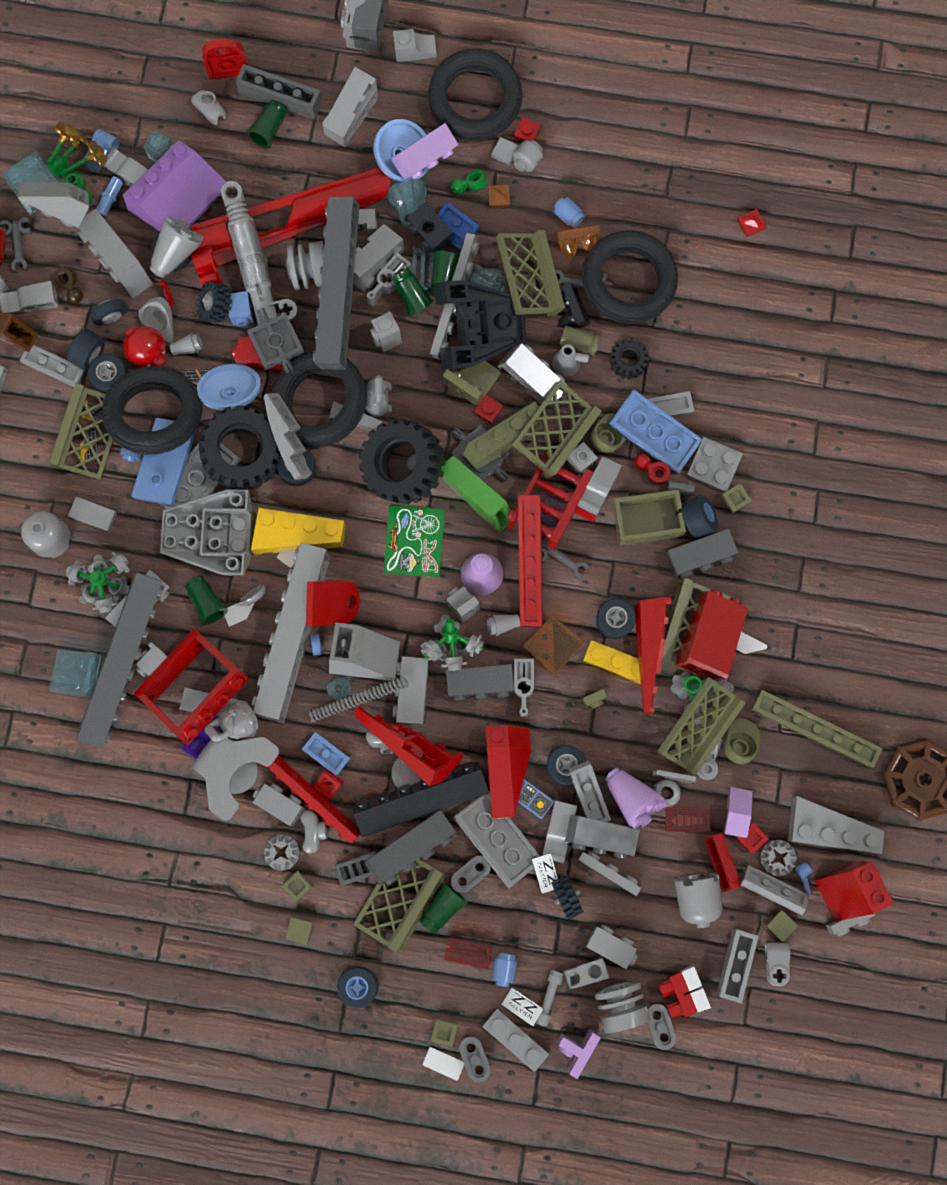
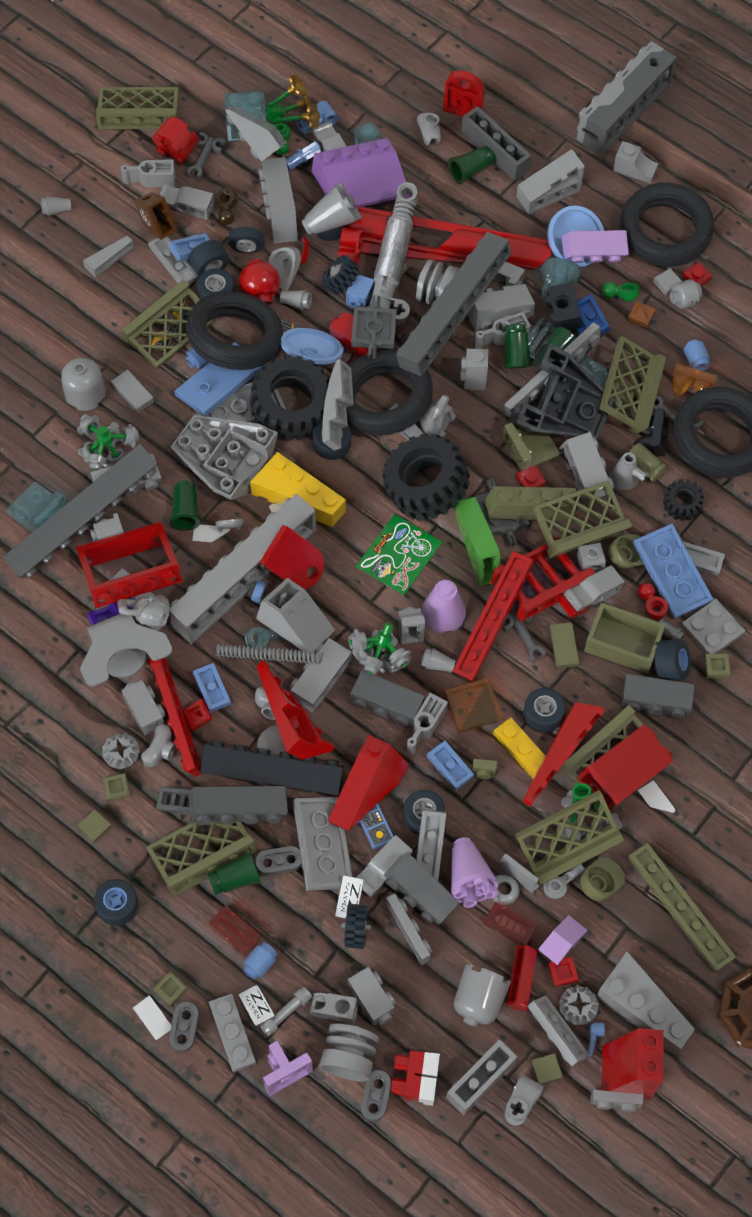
camera: 25 degrees right, 15 degrees down
(58, 347) = (182, 247): none -> medium blue plate
(564, 711) = (450, 765): none -> medium blue plate
(599, 549) = (564, 645): none -> olive tile

